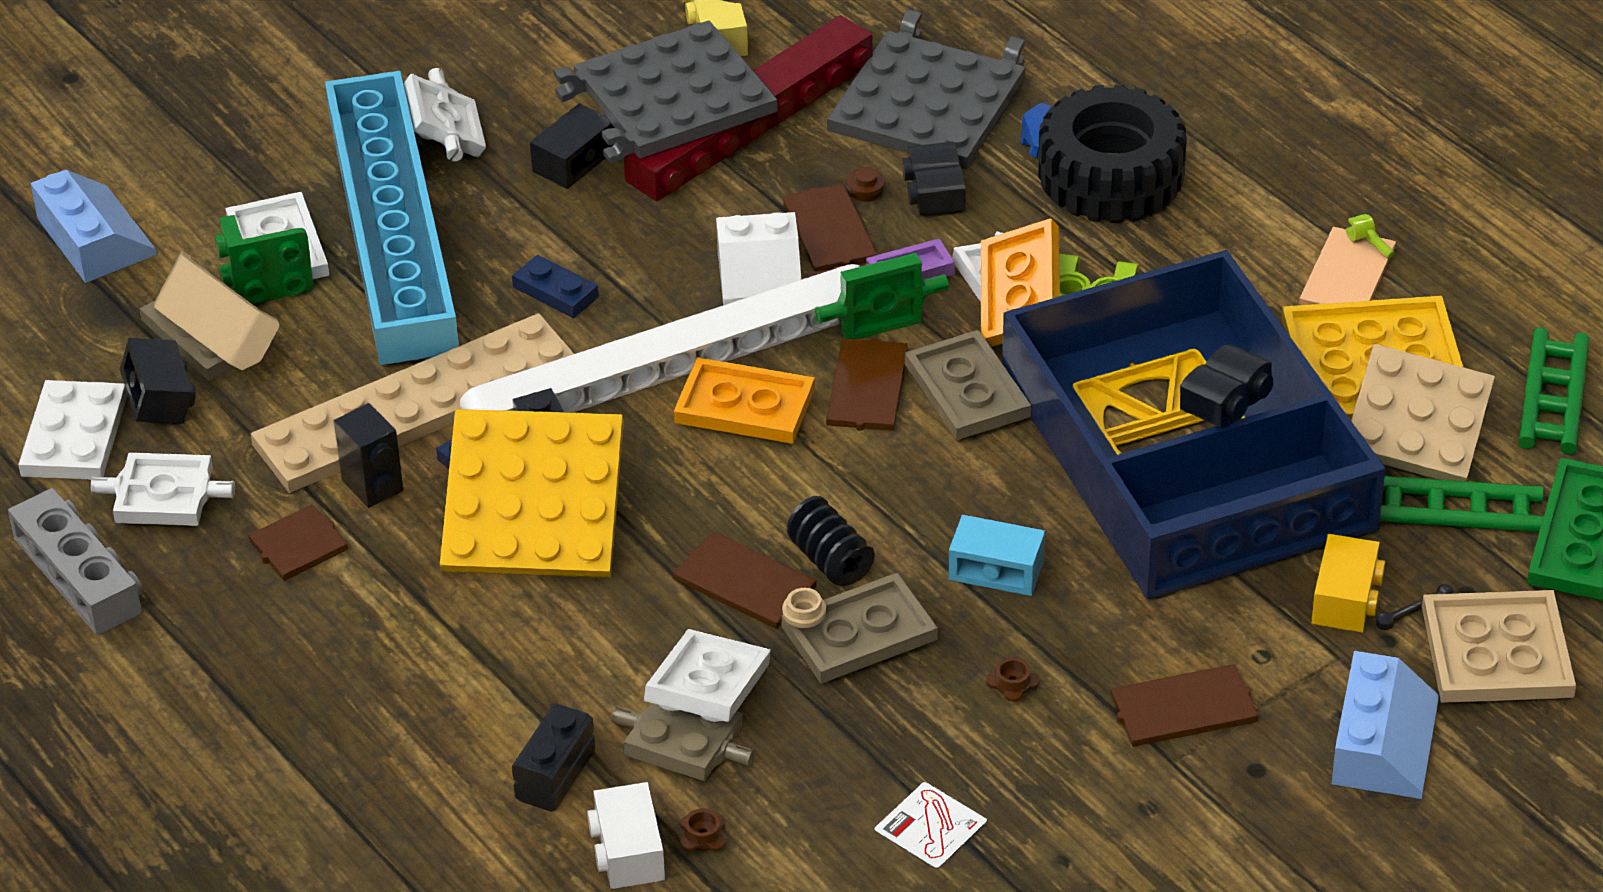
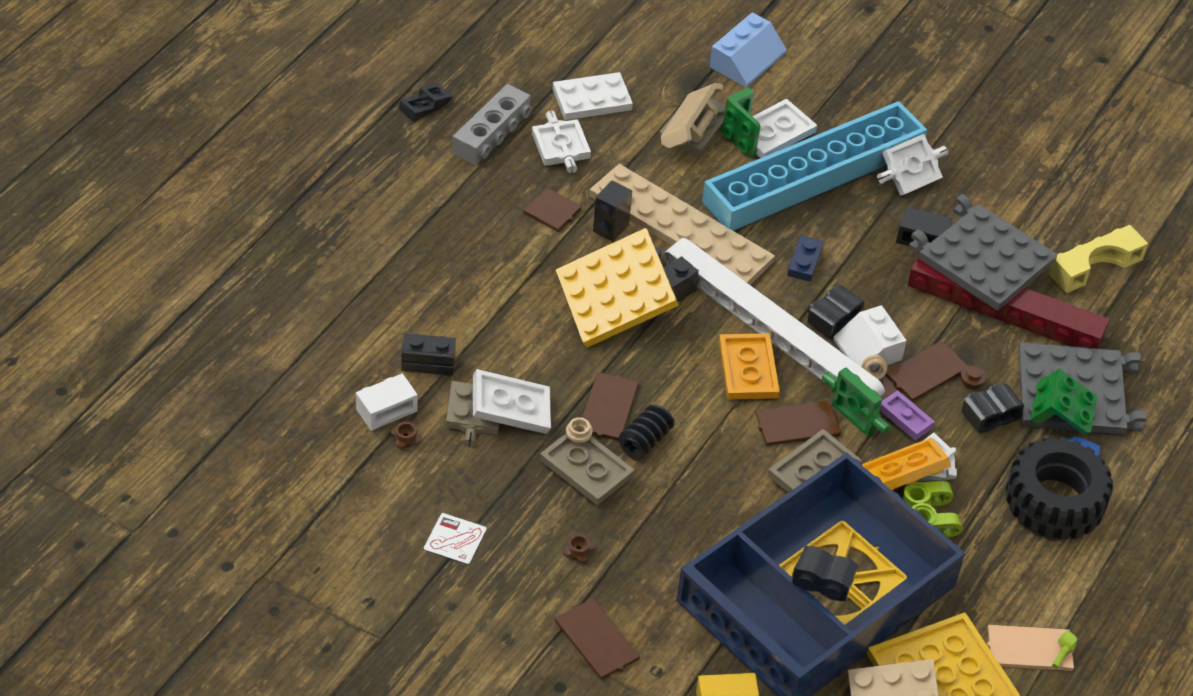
camera: 65 degrees right, 5 degrees up
(157, 381) = (635, 112): black brick -> none
(683, 279) = (834, 310): none -> black brick
(814, 263) = (880, 371): none -> tan plate
(967, 101) = (1066, 398): none -> green bracket
(996, 555) = (673, 514): medium azure brick -> none

